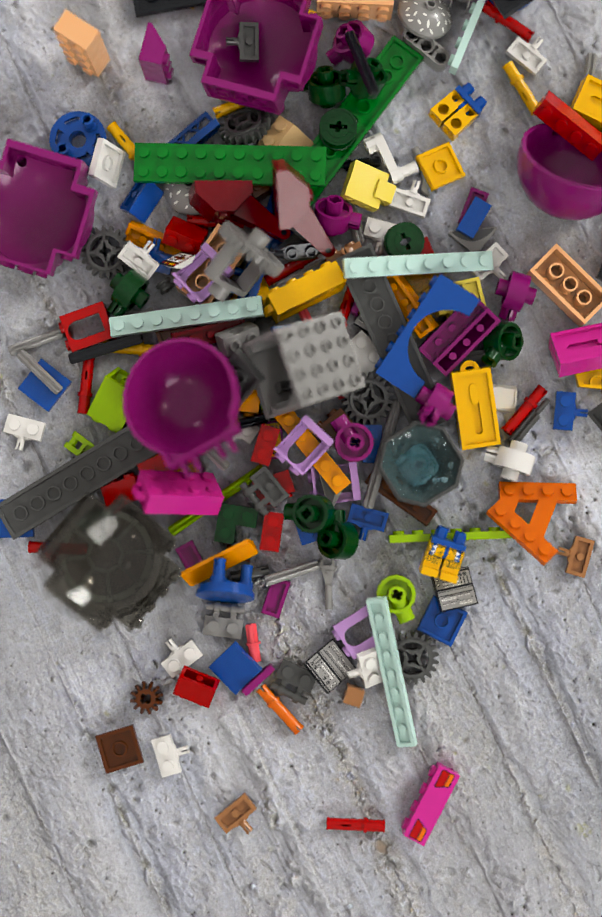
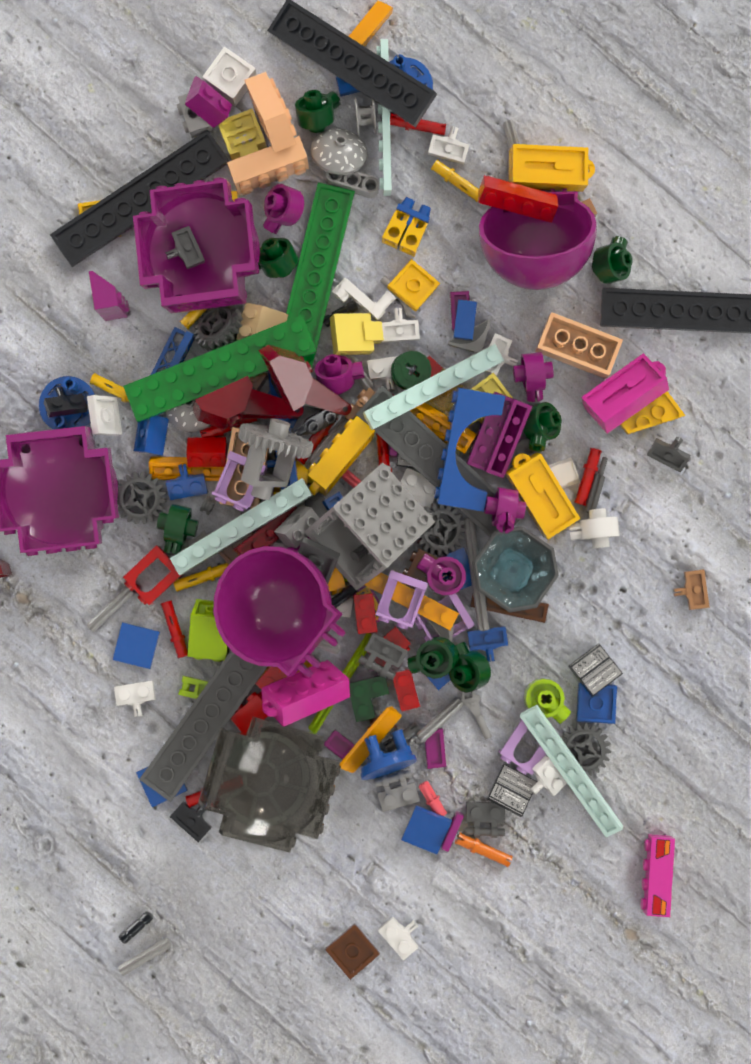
camera: 30 degrees left, 0 degrees up
(25, 566) = (191, 821): none -> black plate
(39, 371) = (127, 636): light grey axle -> none
(74, 136) = (65, 404): none -> black plate
(81, 44) = (34, 316): light nougat brick -> none
(105, 348) = (176, 589): black axle -> none
(139, 258) = (174, 491): white plate -> none
(146, 704) = (360, 899): reddish brown gear -> none
(179, 260) = (211, 478): piece -> none
(180, 656) = (371, 841): white plate -> none
(196, 686) = (398, 863): red brick -> none
(236, 814) = (486, 964): medium nougat plate -> none
(348, 129) = (303, 303): dark green piece -> none
(352, 79) = (309, 235): dark green piece -> none
(353, 695) = (545, 807): medium nougat piece -> none
(355, 824) = (599, 925): red pin -> none
(361, 62) = (309, 231): black axle -> none
(443, 555) = (572, 643): hips -> none
(473, 534) = (591, 610): lime plate -> none
(531, 535) = (645, 589): orange plate -> none
(566, 411) = (626, 461): blue plate -> none

